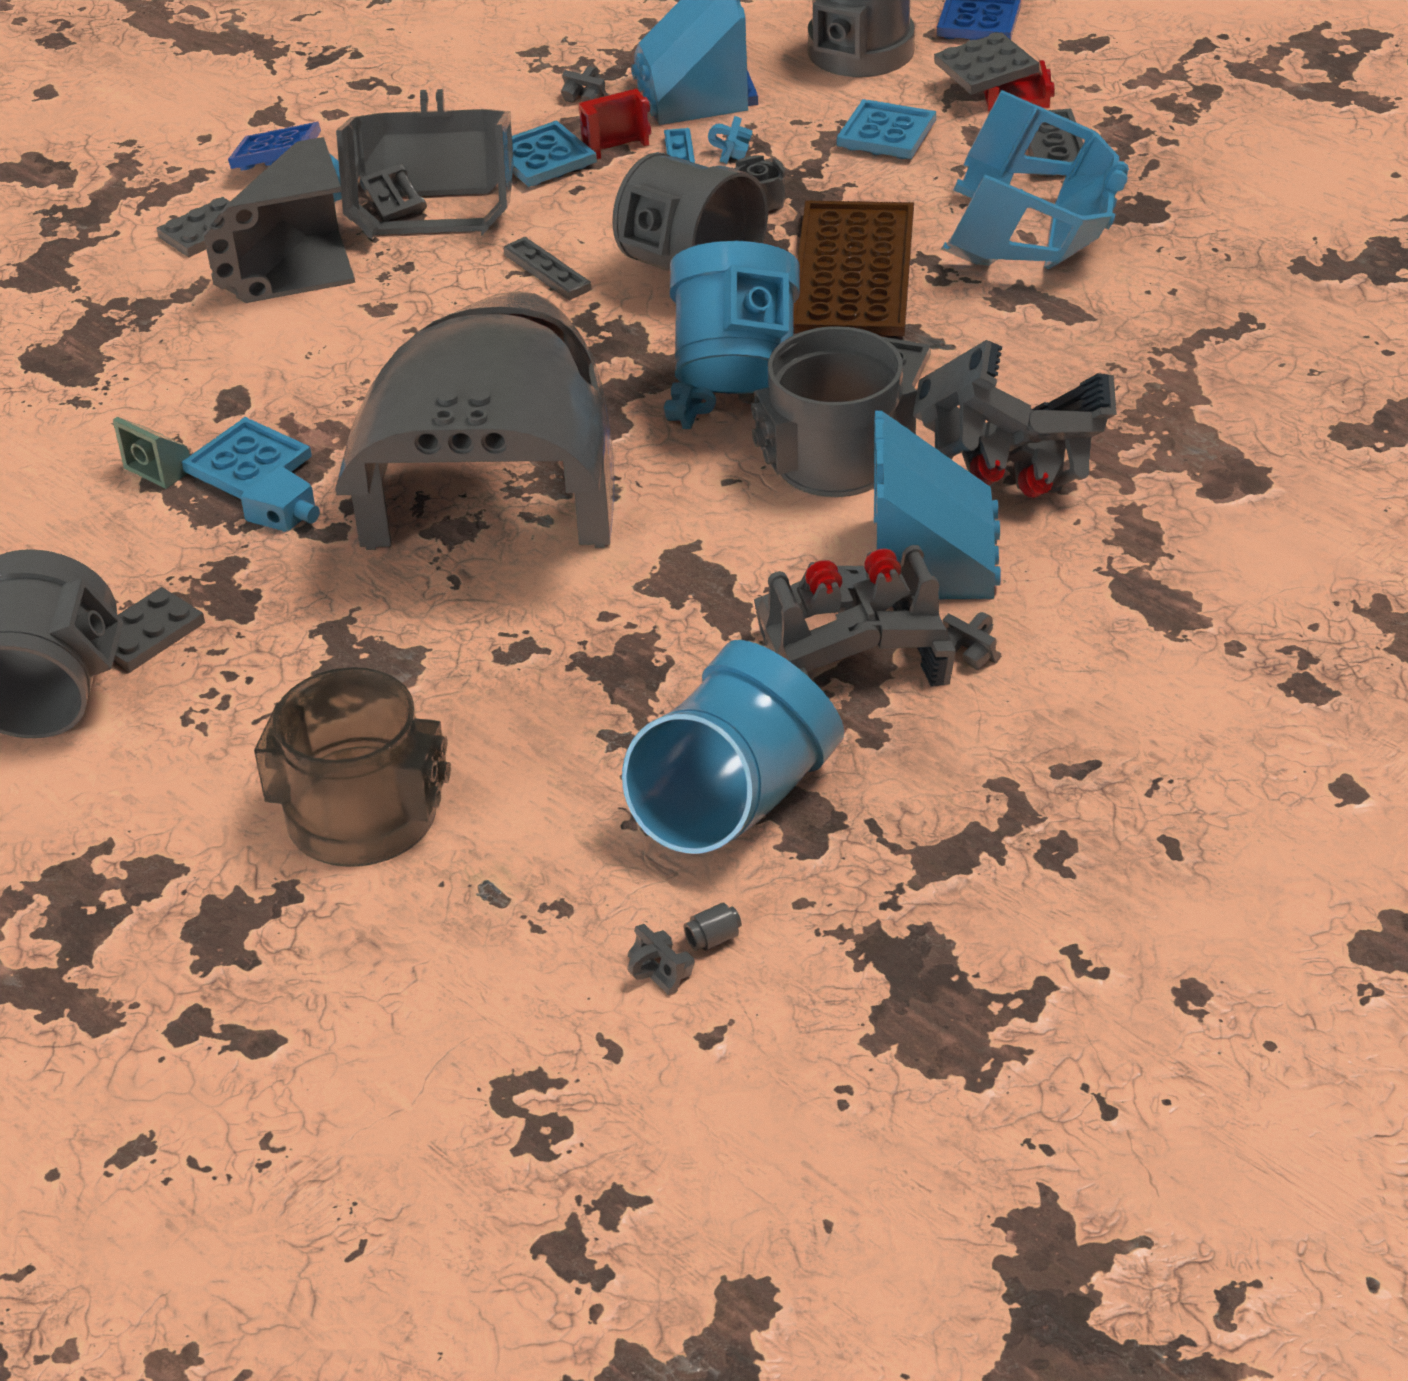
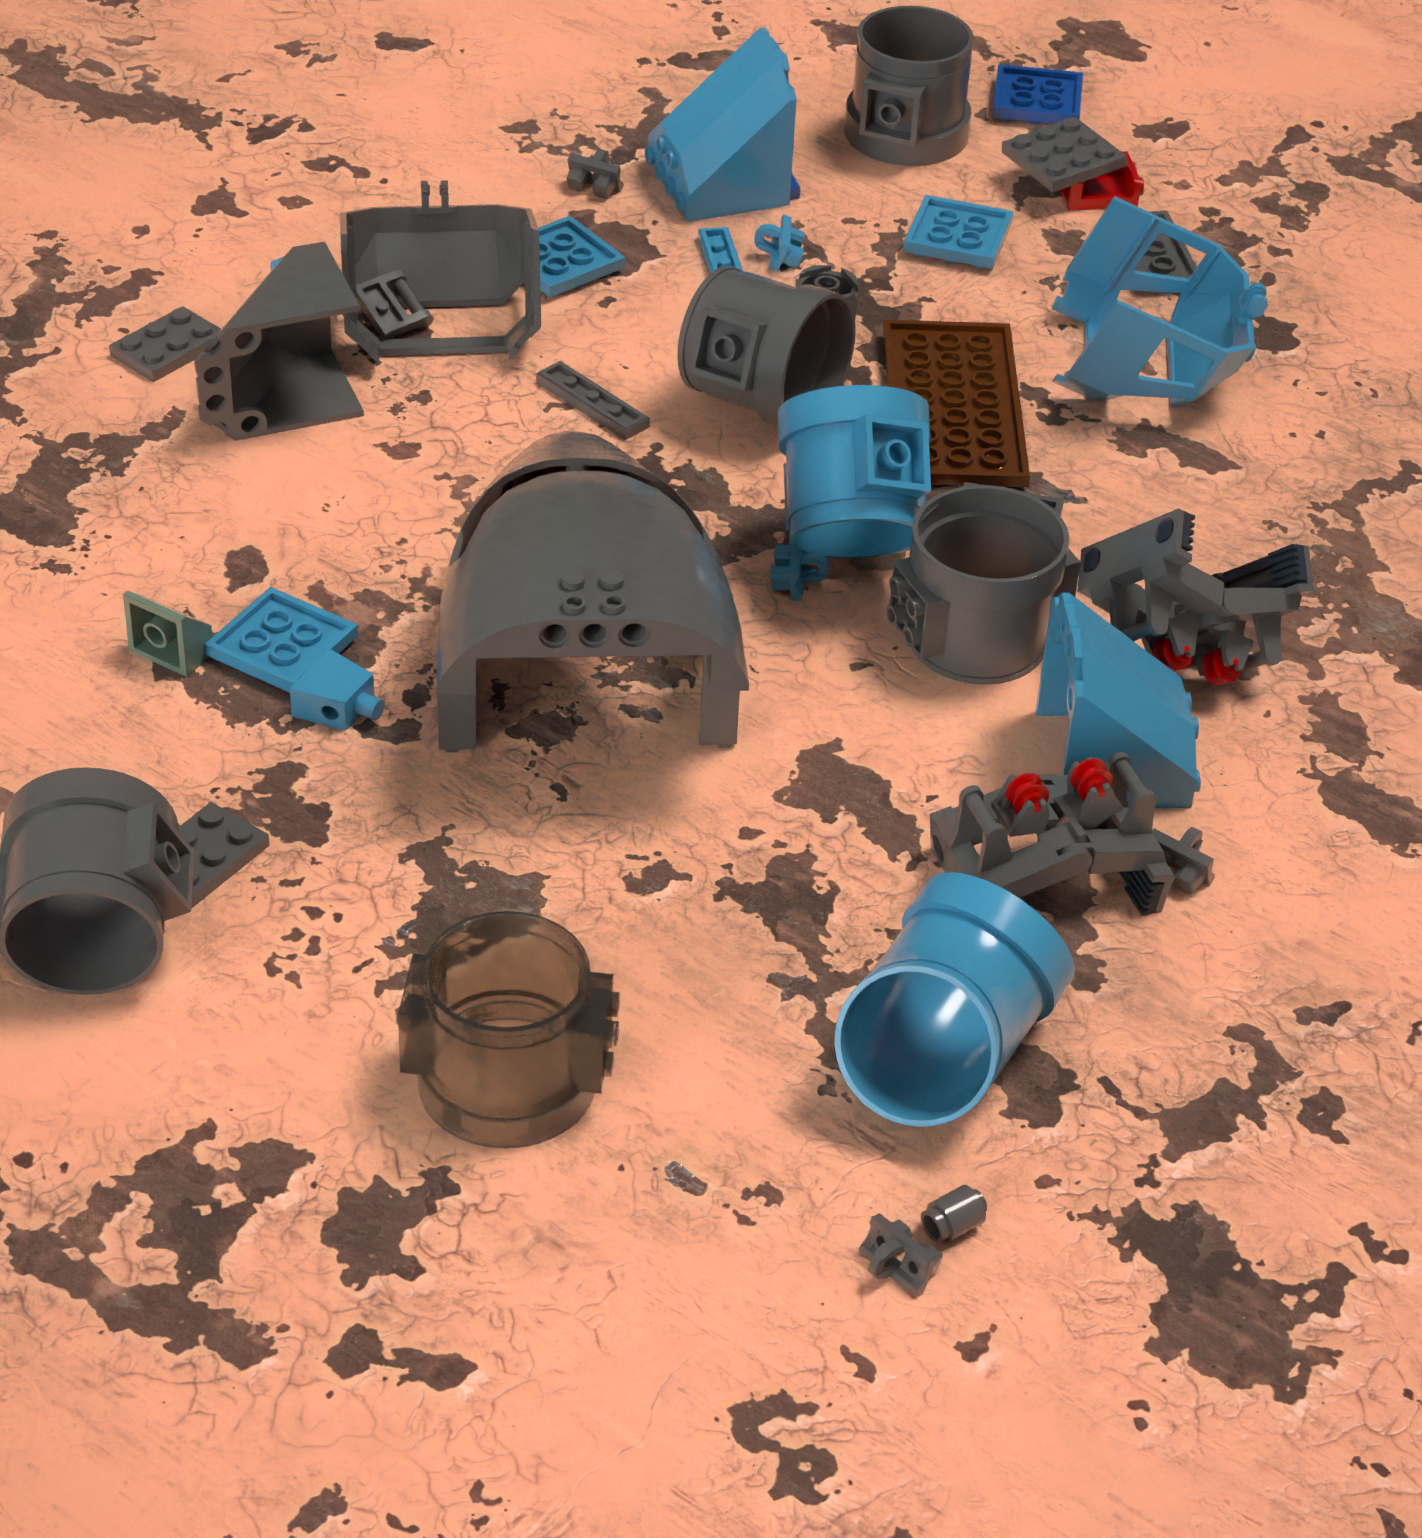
camera: 10 degrees left, 0 degrees up
(270, 145) = (237, 243): blue plate -> none
(615, 120) = (644, 217): red panel -> none

